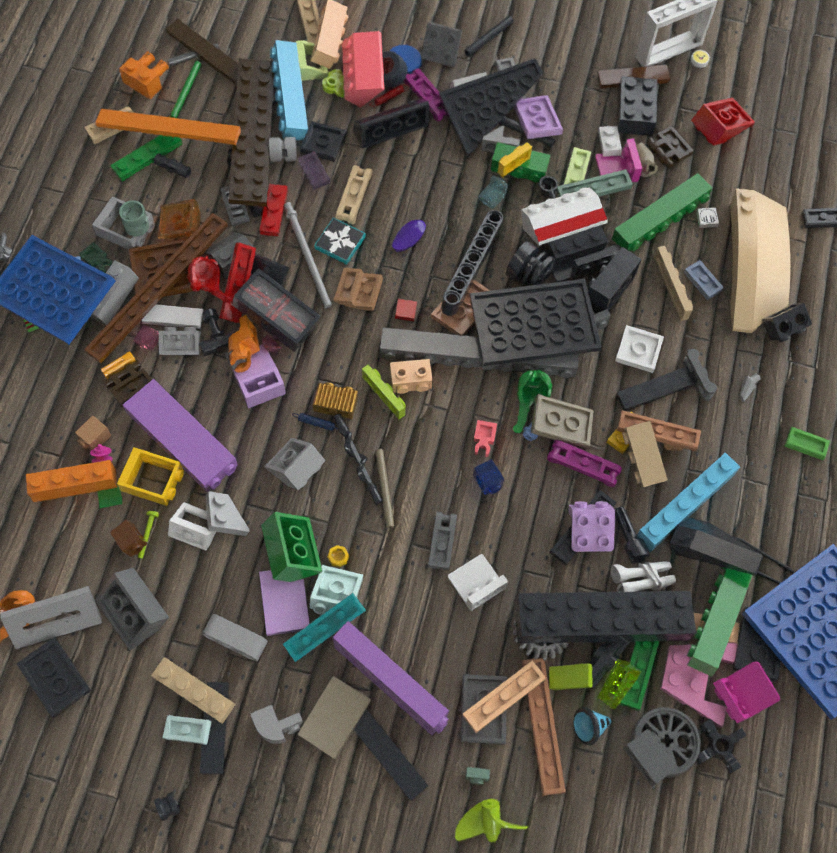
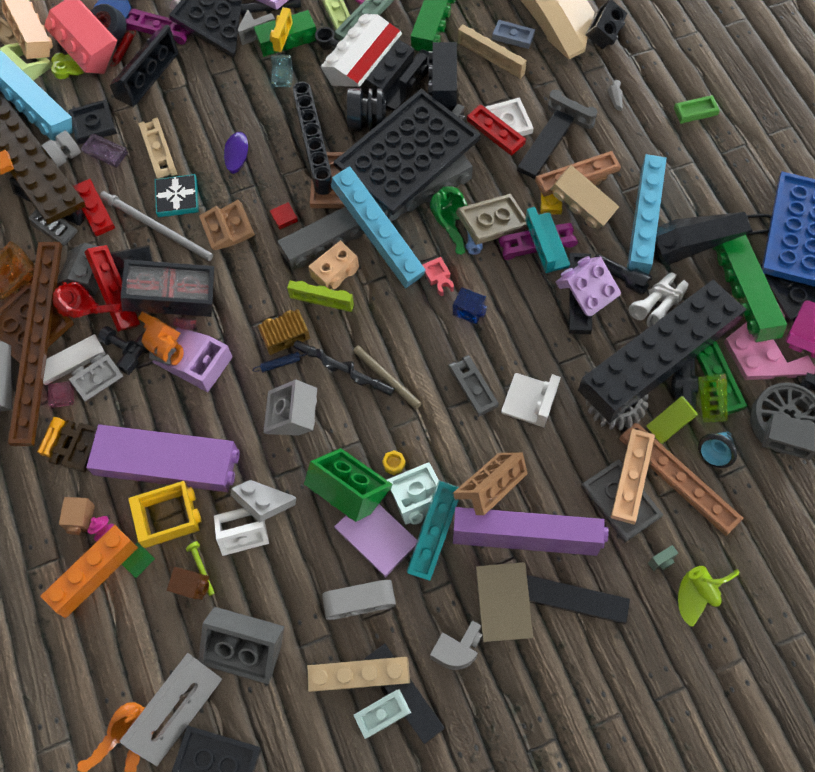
camera: 30 degrees left, 0 degrees up
(393, 623) = (493, 481): none -> medium nougat fence
(463, 368) = (377, 227): none -> medium azure brick
(588, 468) = (546, 241): none -> teal panel
(620, 351) = (496, 129): none -> red plate

